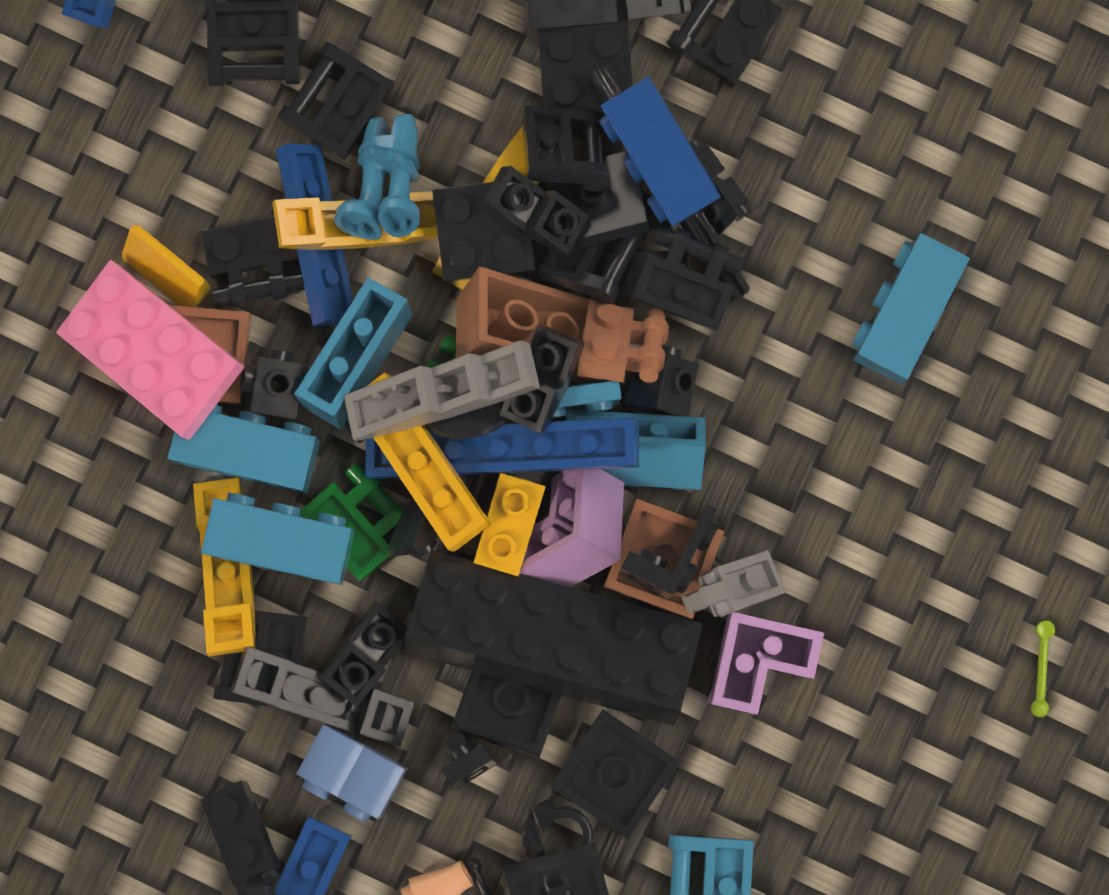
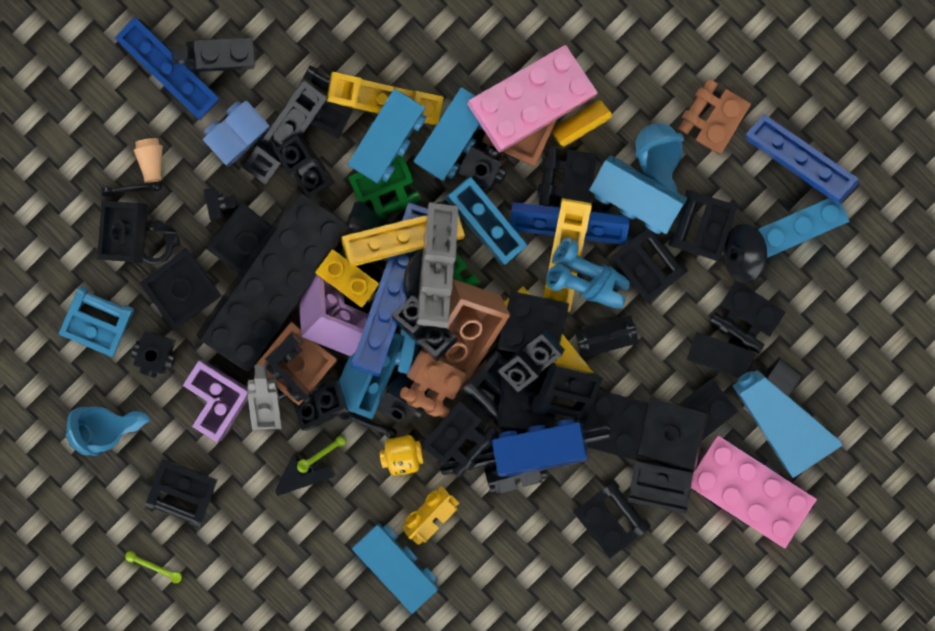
camera: 100 degrees right, 5 degrees up
(92, 70) = (722, 121): none -> nougat plate
(168, 141) = (659, 152): none -> dark azure piece
(240, 148) = (637, 195): none -> dark azure brick
(462, 124) = (606, 336): none -> black hinge
(706, 485) = (323, 407): none -> black slope
(708, 773) = (162, 346): none -> black brick
(713, 463) = (390, 432): none -> black hinge
(742, 356) = (402, 455): none -> yellow head
(810, 492) = (303, 465): none -> lime hinge
(832, 298) = (420, 524): none -> yellow hinge
(837, 502) = (294, 479): none -> black slope
(868, 819) = (99, 429): none -> dark azure piece
(903, 664) = (183, 484): none -> black plate

